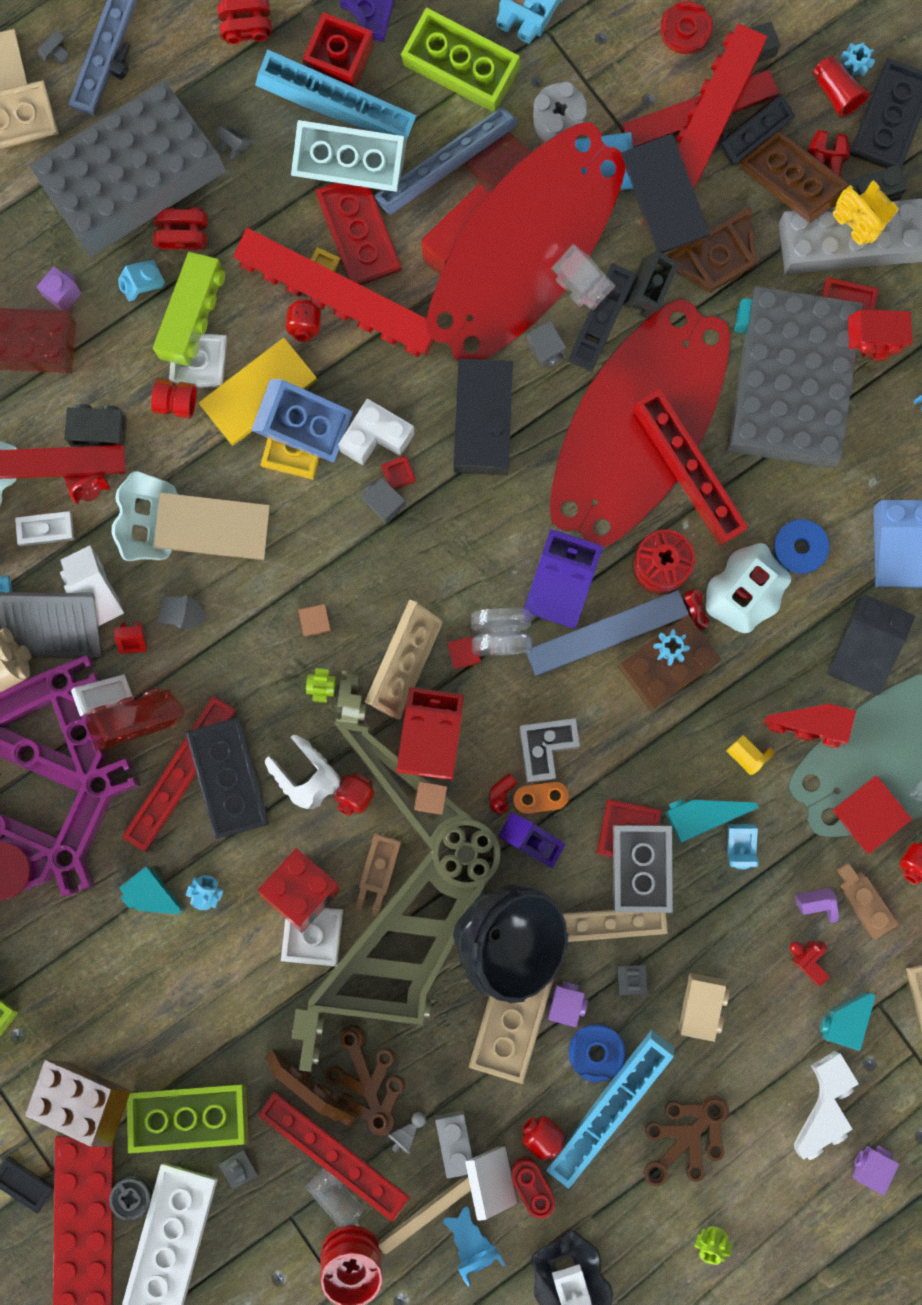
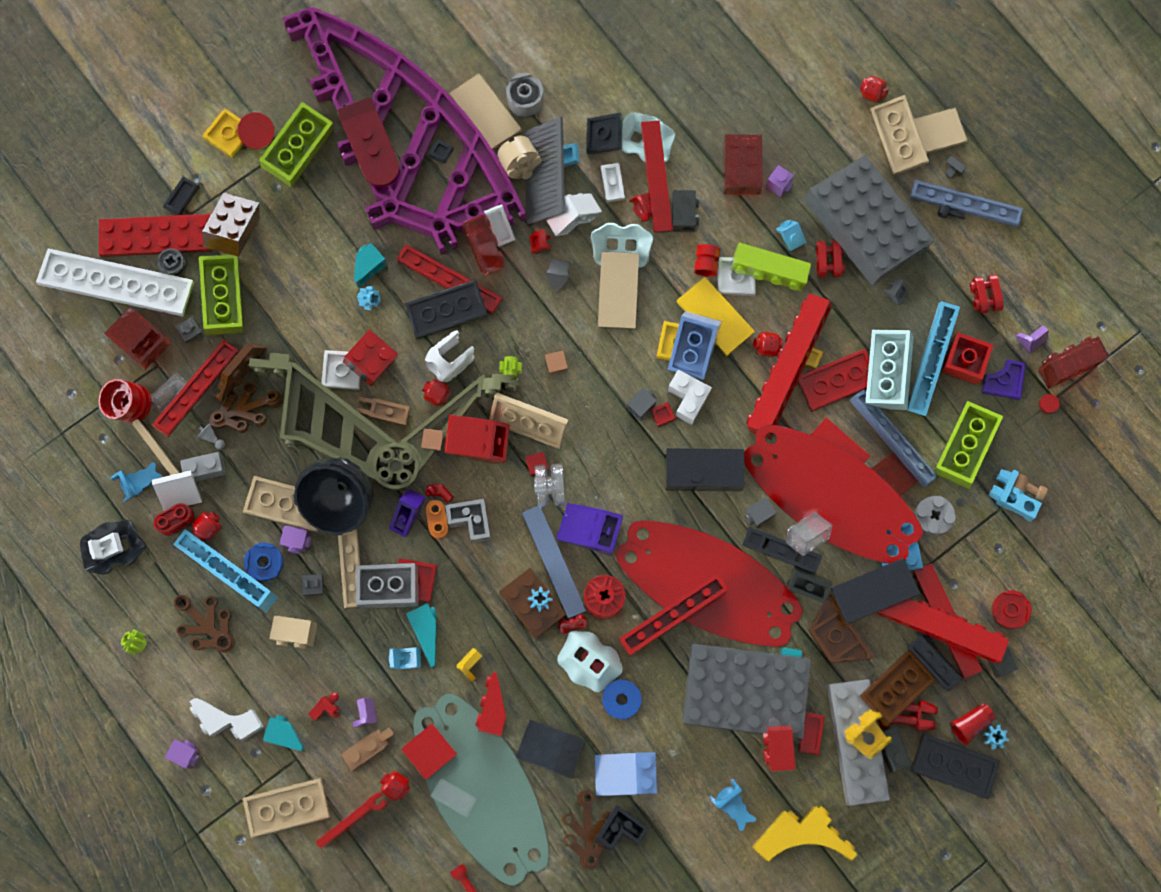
camera: 85 degrees right, 5 degrees down
(248, 1250) = (138, 338): none -> clear red slope

